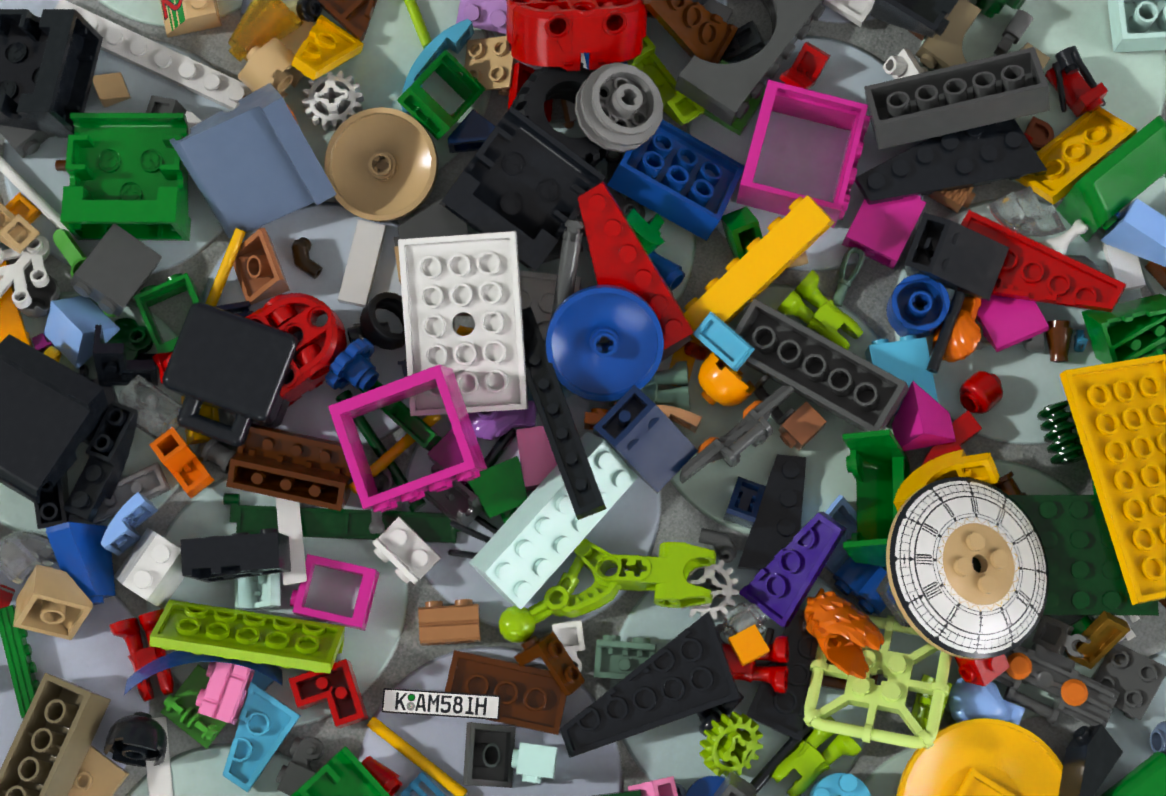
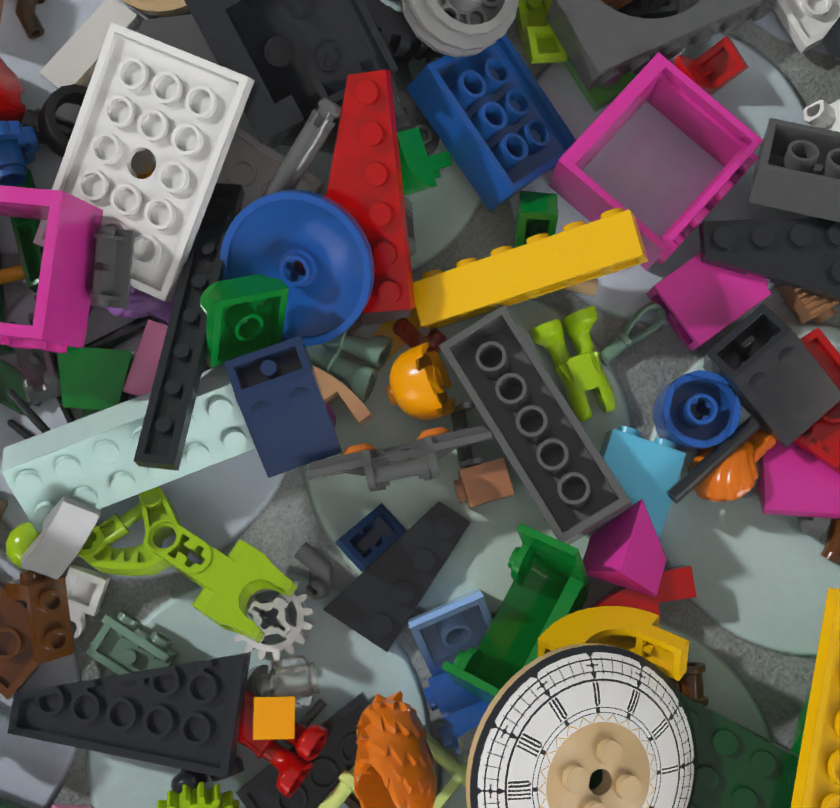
camera: 25 degrees right, 5 degrees up
(480, 404) = (112, 267): none -> dark grey hinge
(543, 598) = (61, 538): none -> light grey slope
(589, 391) = (243, 316): none -> green slope
(670, 271) = (427, 225): blue cone -> none
(723, 341) = (441, 338): medium azure tile -> none
(792, 573) = (374, 656): dark purple wing -> none
(981, 392) = (718, 551): red head -> none
(1060, 434) = (790, 649): dark green piece -> none

